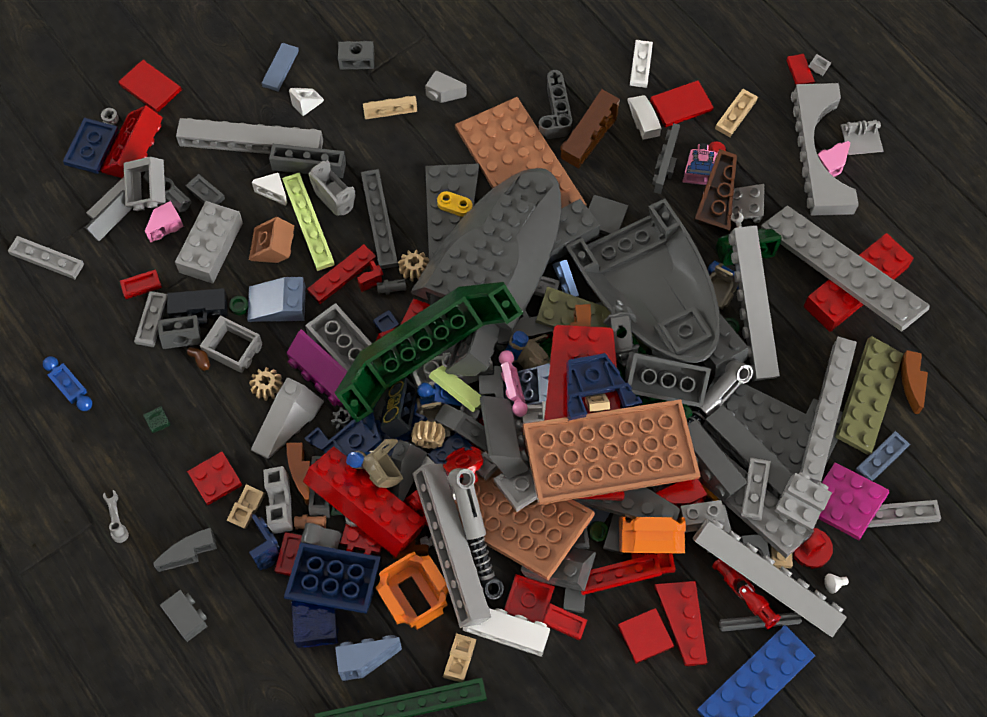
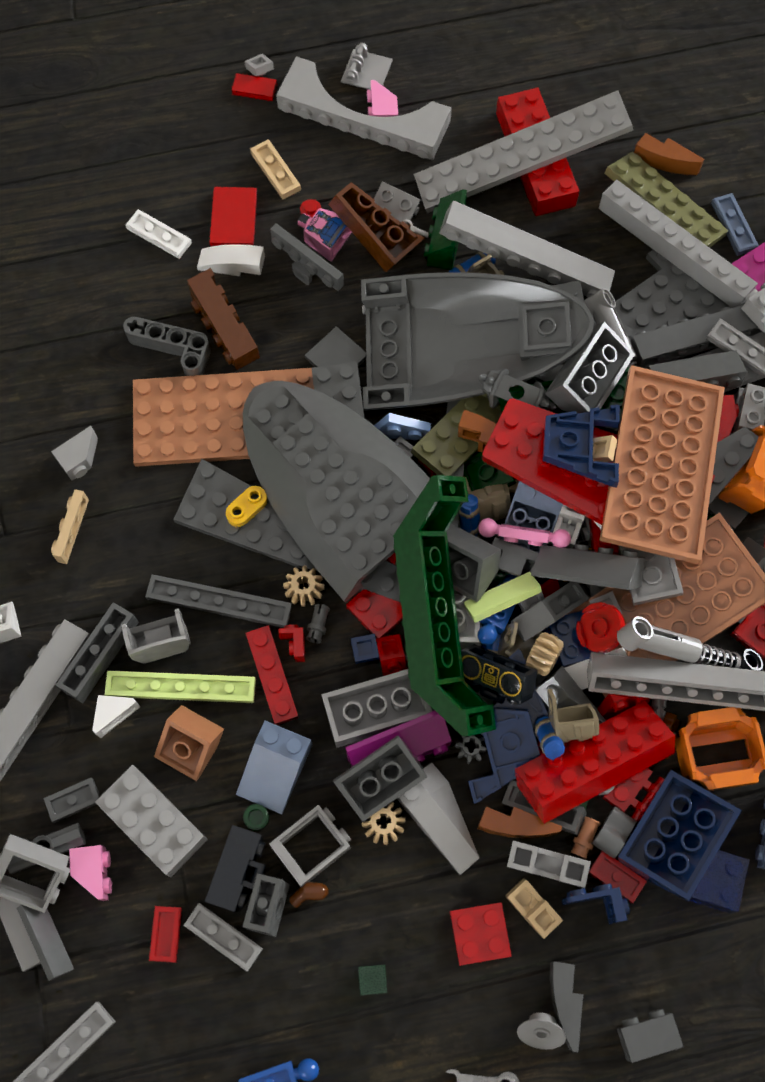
camera: 65 degrees left, 5 degrees up
(161, 539) = (541, 1032): none -> light grey piece
(290, 359) = (380, 778): none -> dark grey slope

